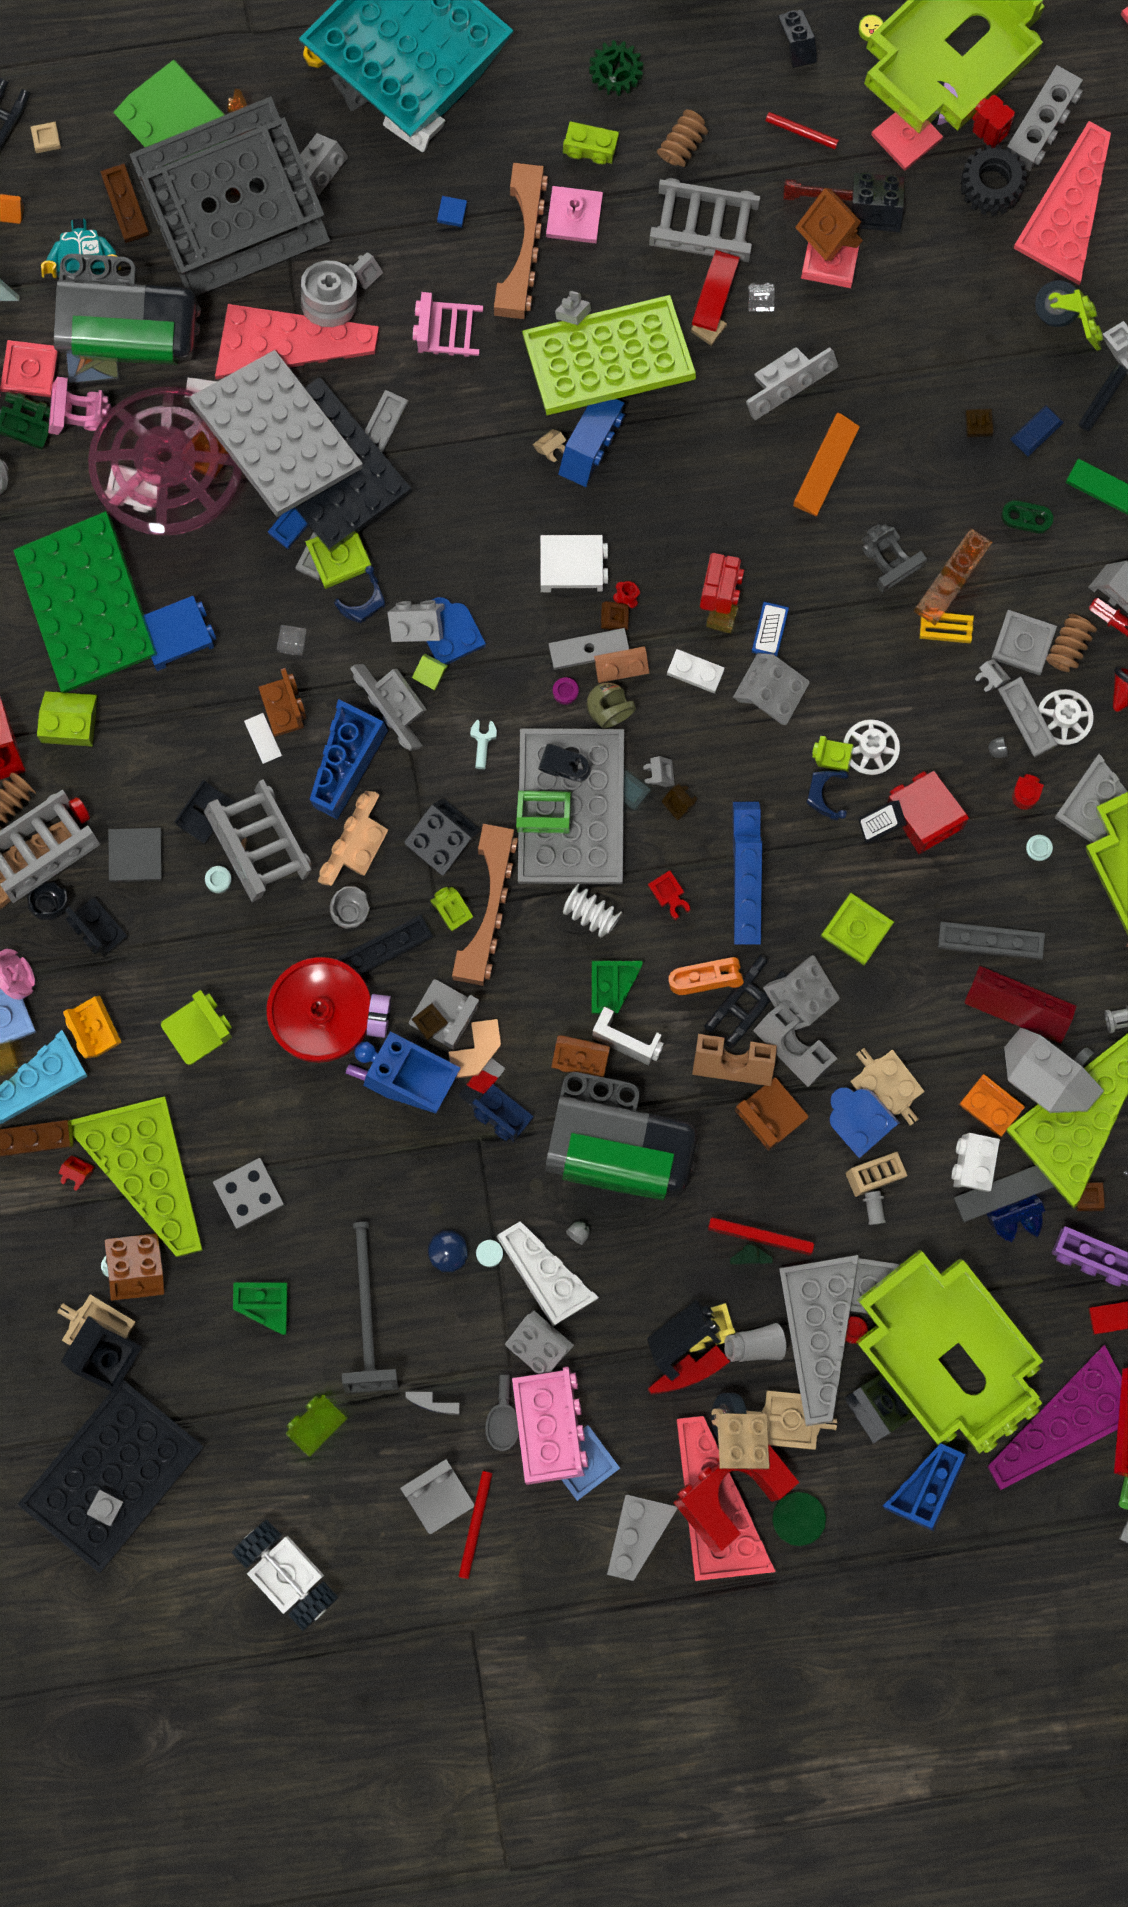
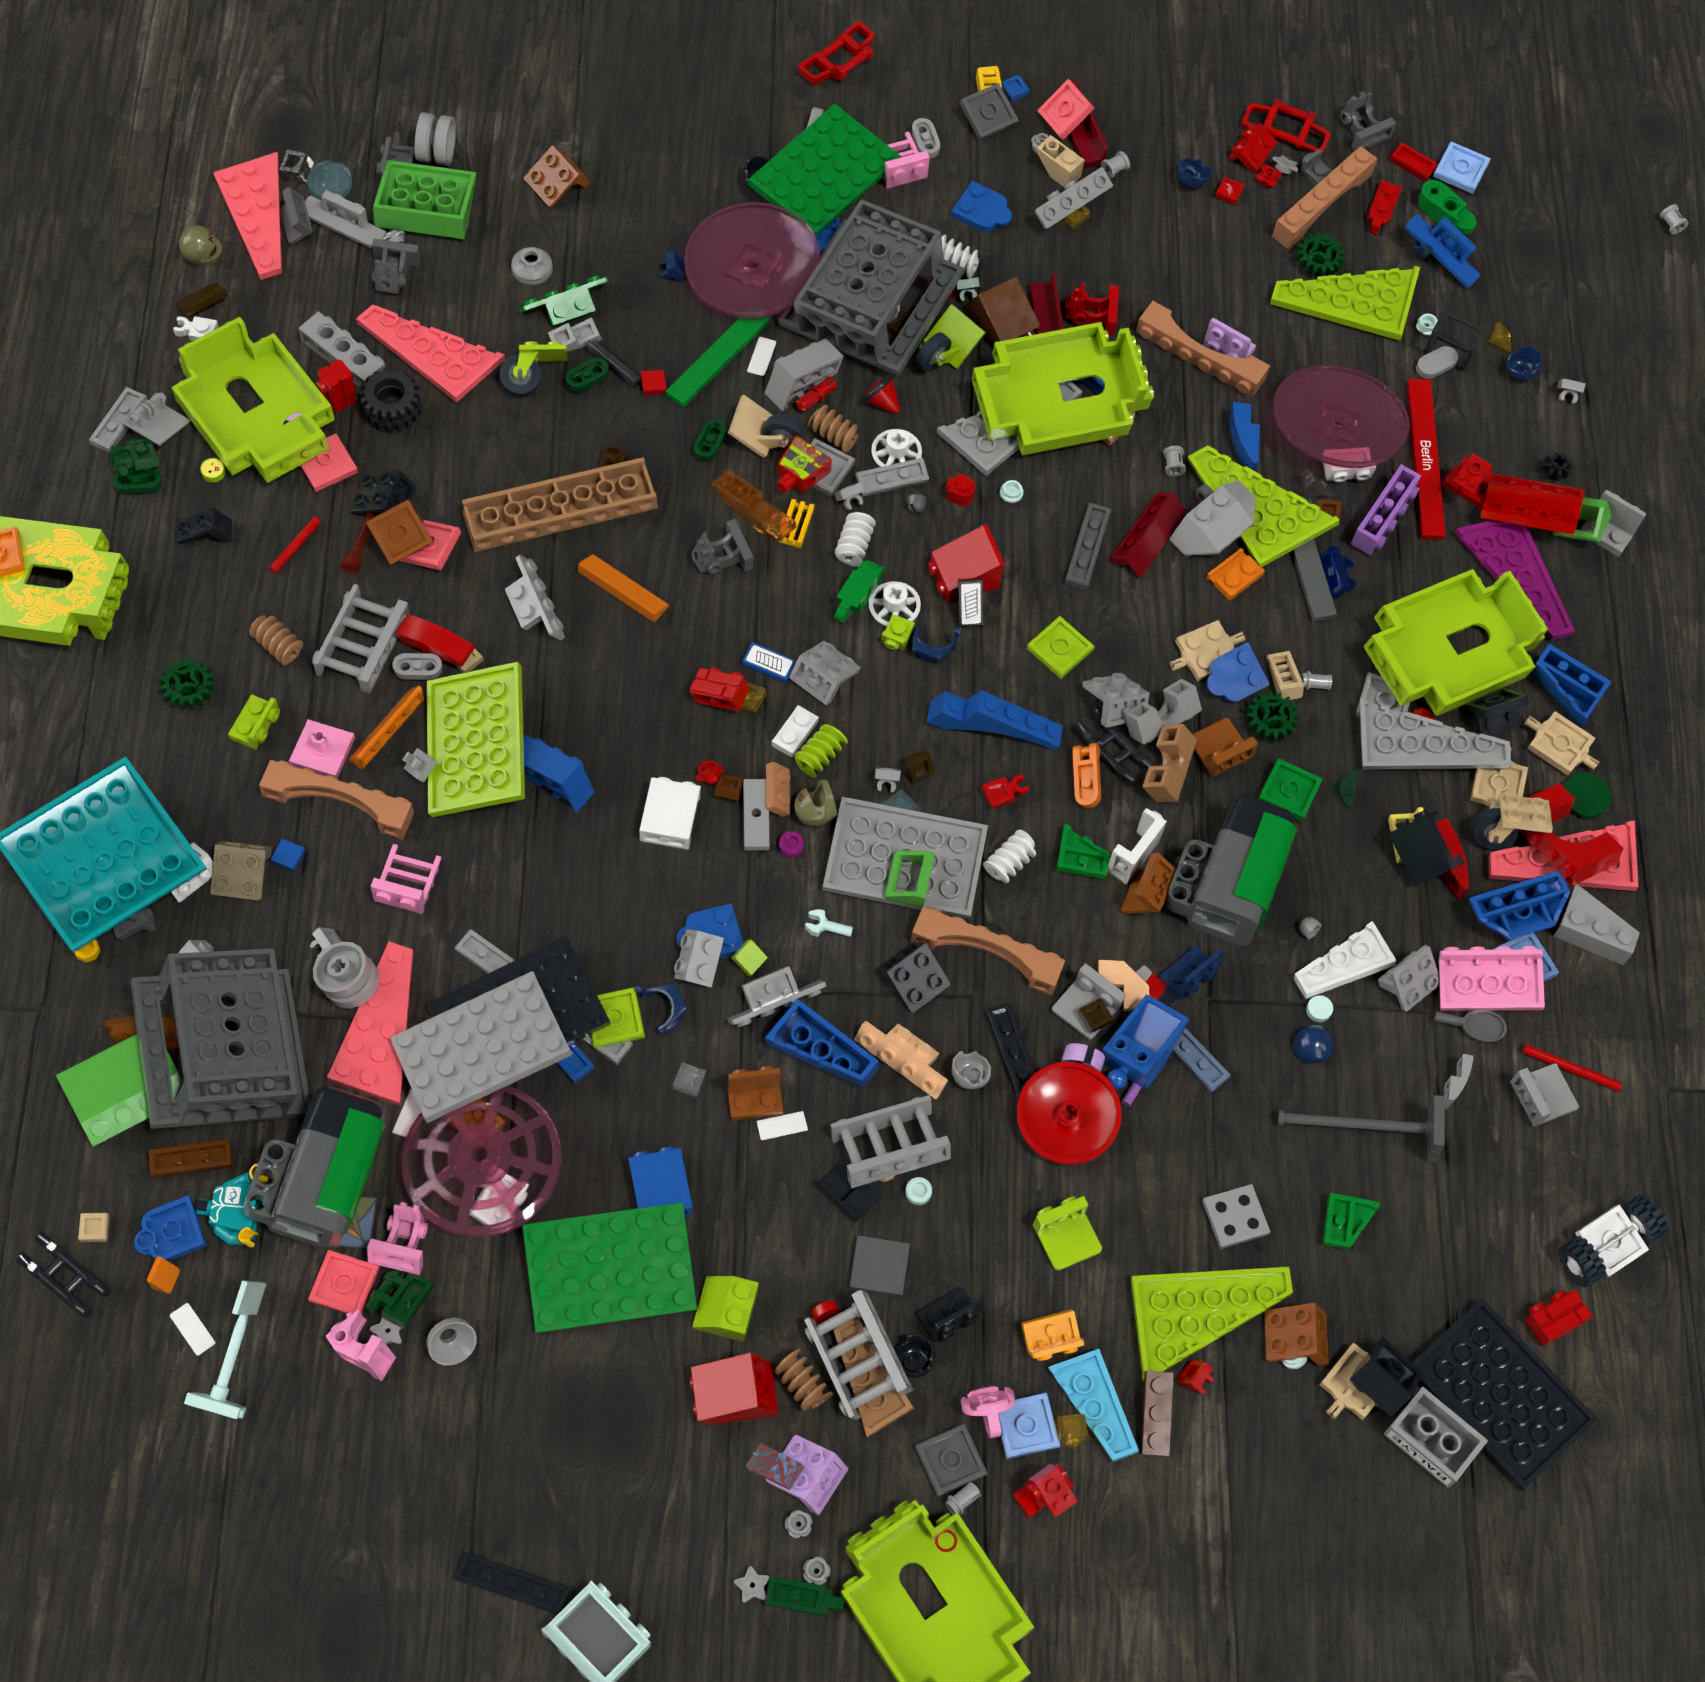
camera: 85 degrees left, 15 degrees down
(51, 1410) = (1435, 1437): none -> light grey brick
(52, 204) = (170, 1230): none -> blue plate
(105, 1508) = (1536, 1400): light grey plate -> none
(197, 1526) = (1557, 1317): none -> red brick
(315, 1425) = (1467, 1192): clear neon green bracket -> none
(414, 1129) = (1200, 1062): none -> sand blue tile
(427, 169) = (239, 870): none -> dark tan bracket
(451, 907) = (984, 979): lime bracket -> none
(549, 443) = (547, 809): tan tile -> none
(560, 763) = (866, 851): black piece -> none
(611, 270) = (387, 727): none -> orange slope
(639, 1451) = (1522, 906): none -> blue wedge
(675, 699) = (818, 748): none -> lime piece
(685, 283) = (417, 666): none -> light grey plate
(735, 1194) = (1291, 788): none -> green plate
(756, 1344) = (1432, 790): light grey plant -> none
(761, 297) = (449, 606): clear tile -> none
(761, 1236) = (1331, 775): red tile -> none
(829, 1171) = (1275, 726): none -> dark green gear
(856, 1485) = (1561, 743): none -> tan plate
(874, 704) = (859, 589): none -> green piece
(909, 380) = (559, 504): none -> medium nougat tile
(936, 689) = (854, 538): none -> white piece
(975, 1162) = (1286, 594): white bracket -> none
(1009, 615) = (802, 466): none -> torso
(1036, 430) = (630, 419): dark blue tile -> none
(1052, 560) = (761, 429): none -> tan plate
(1081, 372) = (585, 374): none -> dark green plate
(1088, 444) = (653, 382): none -> red tile

